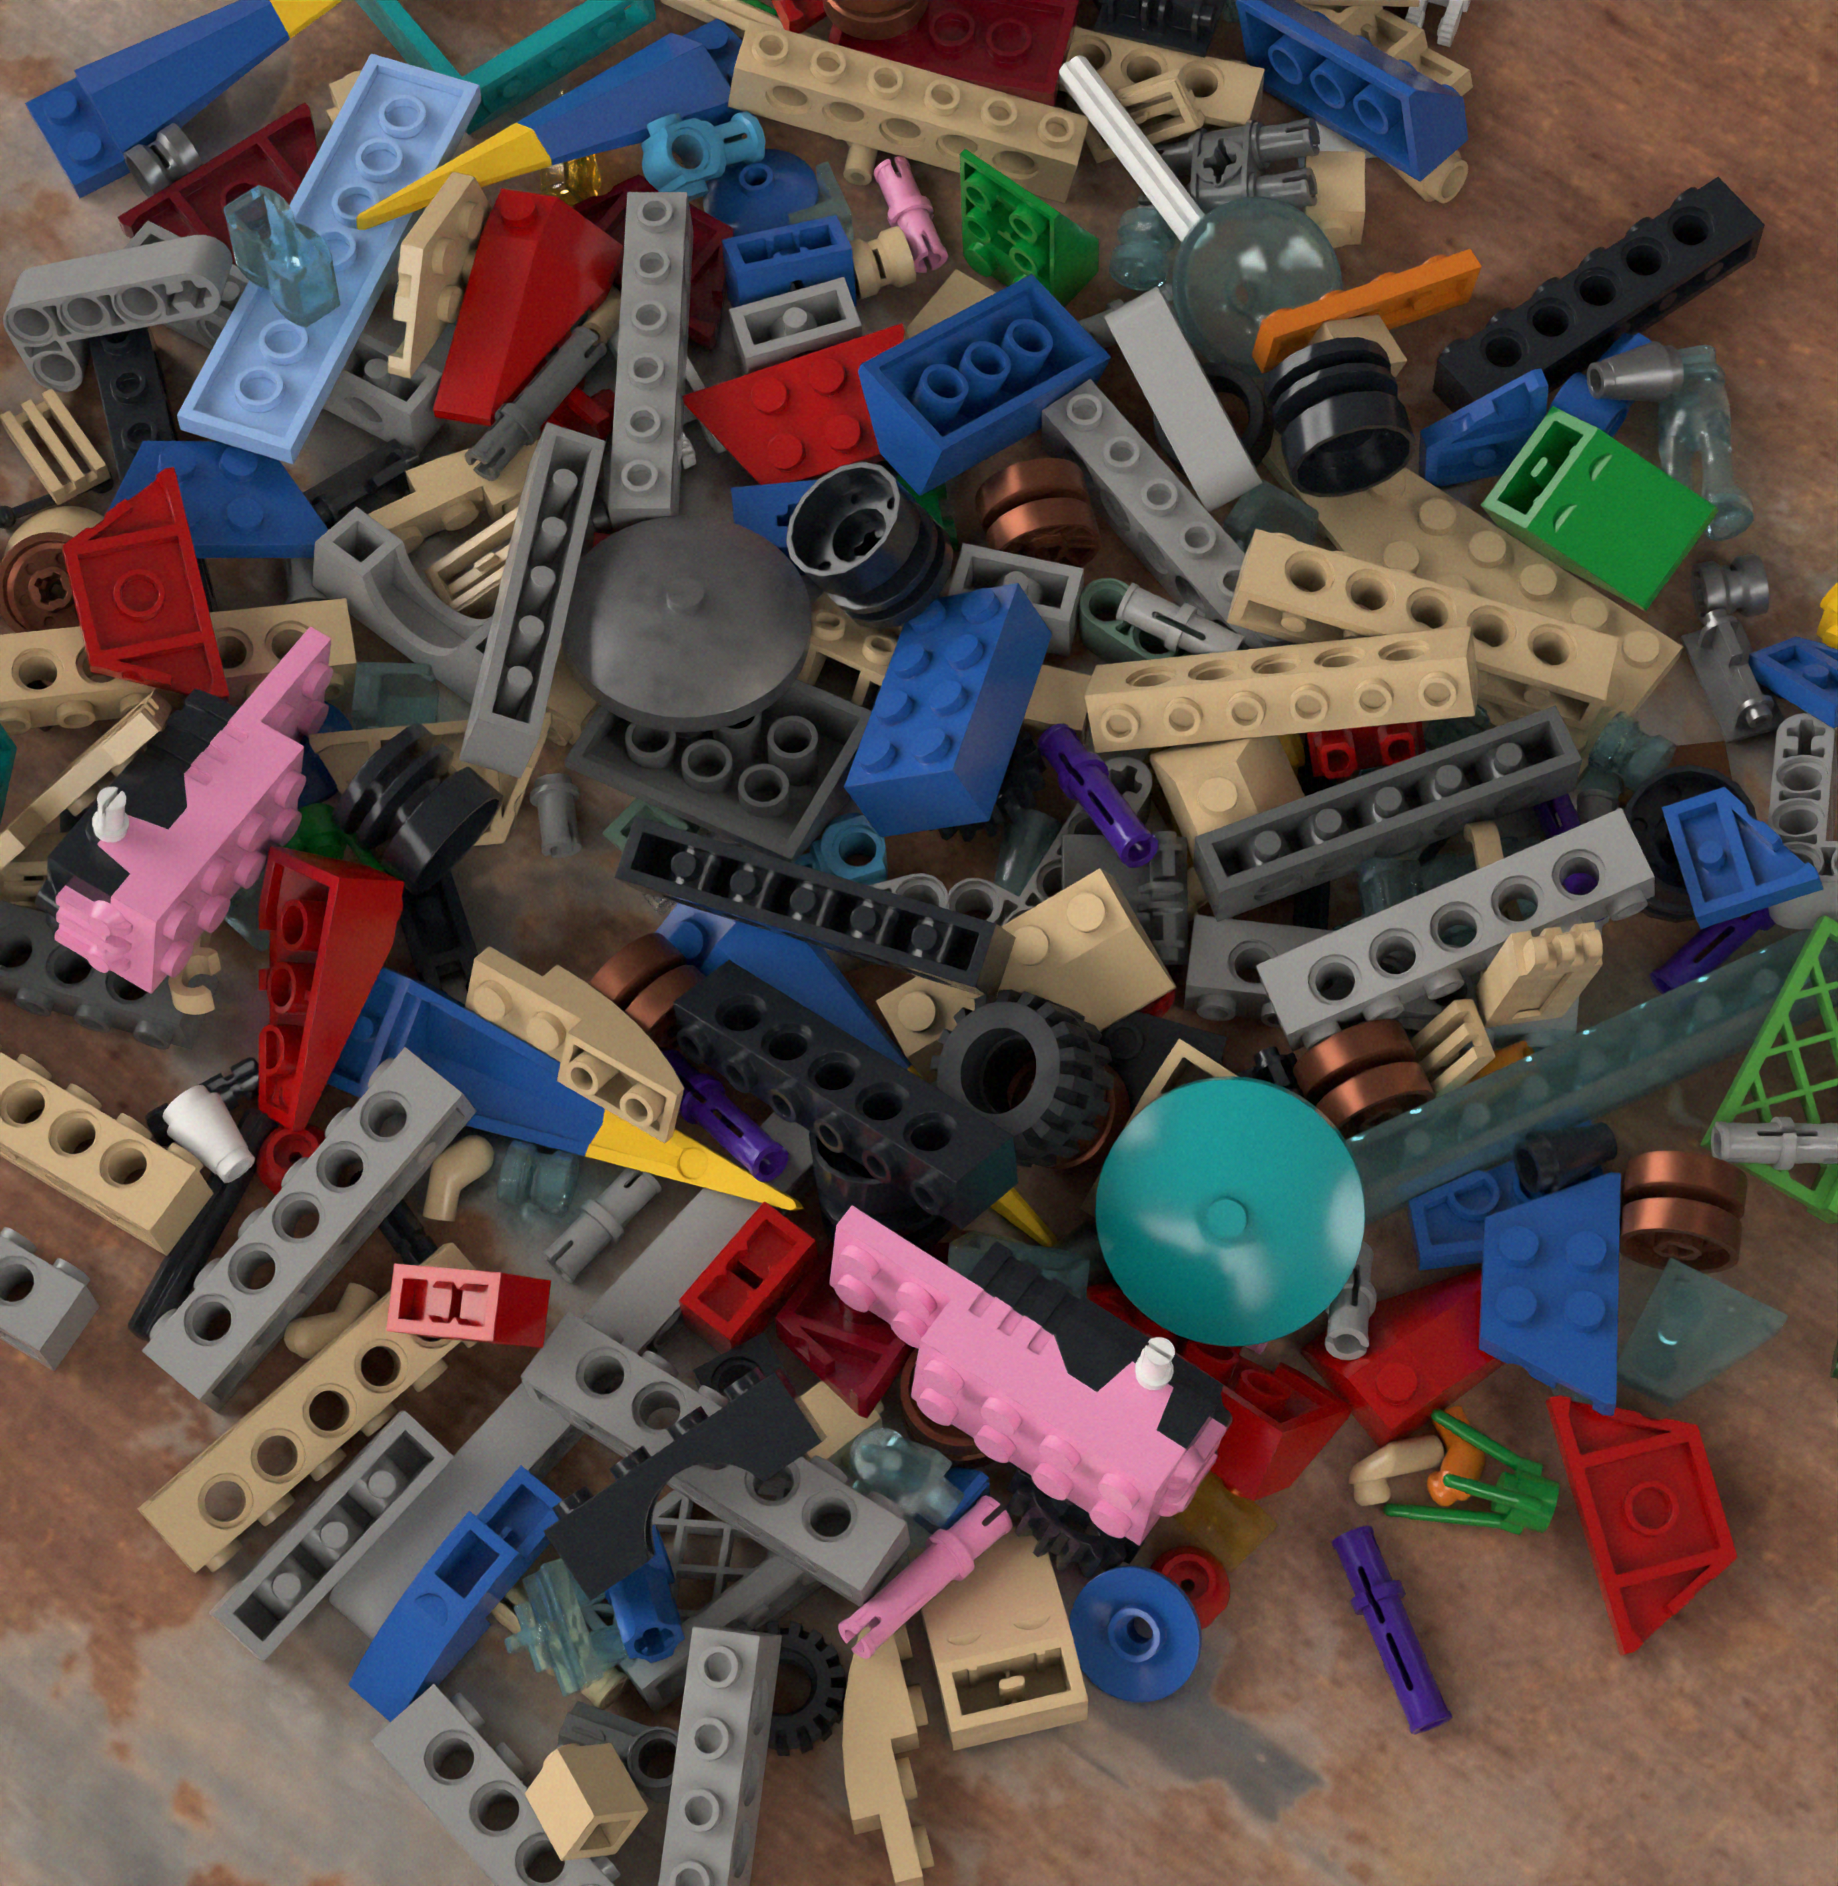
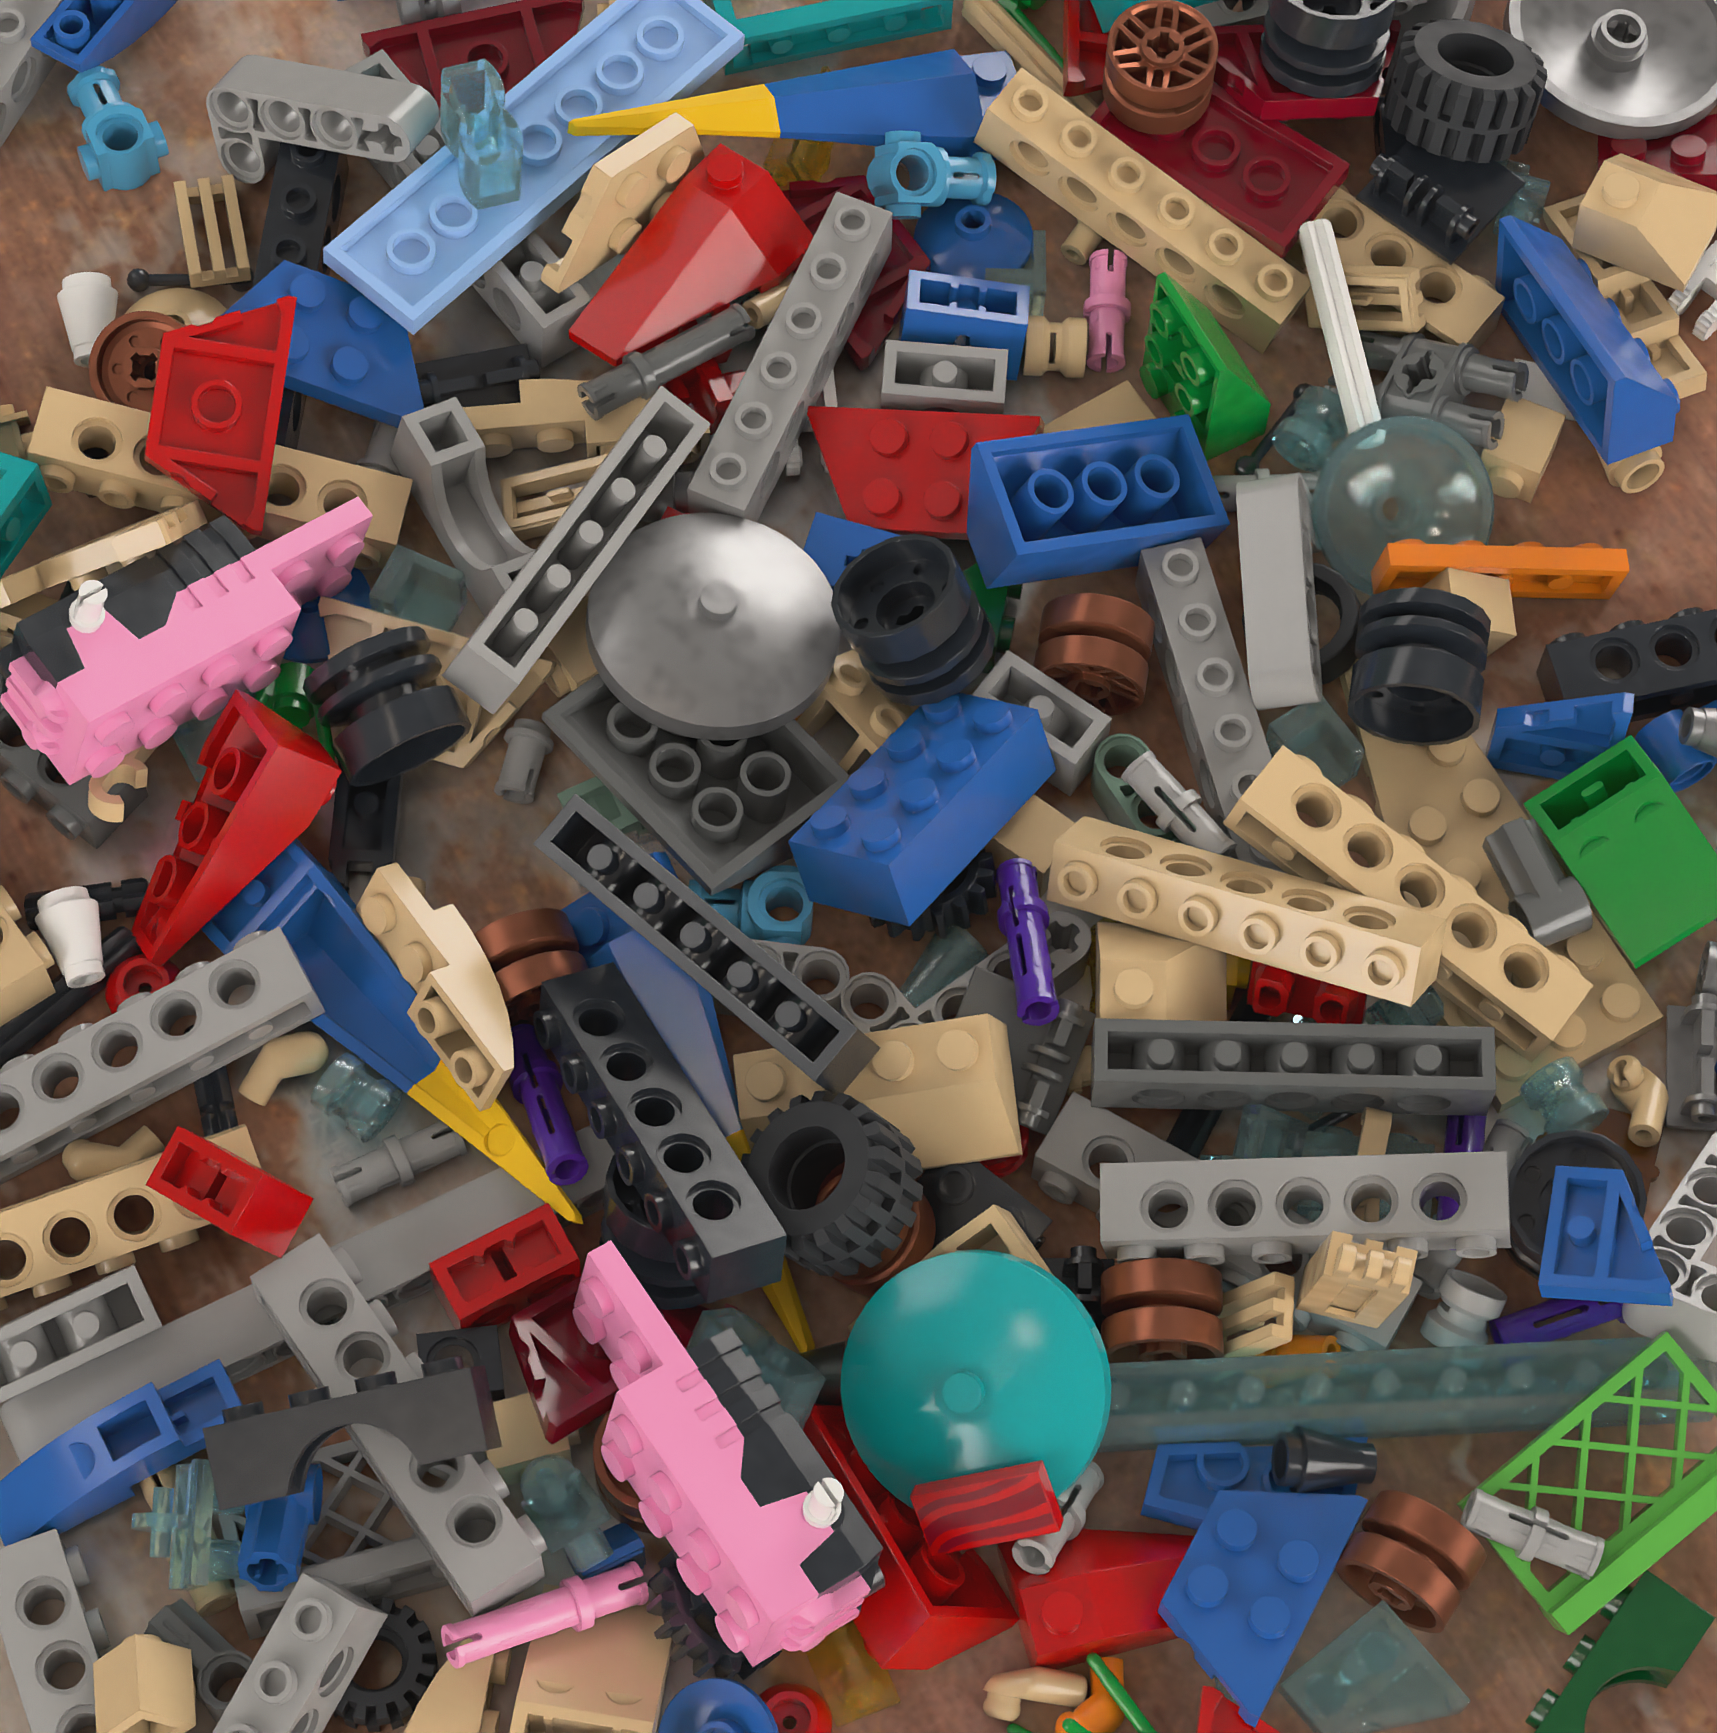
camera: 15 degrees right, 0 degrees up
(1097, 303) = (1247, 464): none -> black hinge
(1288, 1315) = (987, 1508): none -> tile
(1523, 571) = (1537, 891): none -> dark grey piece
(1627, 974) = (1464, 1310): none -> light grey wheel
(1695, 723) = (1642, 1095): none -> tan arm

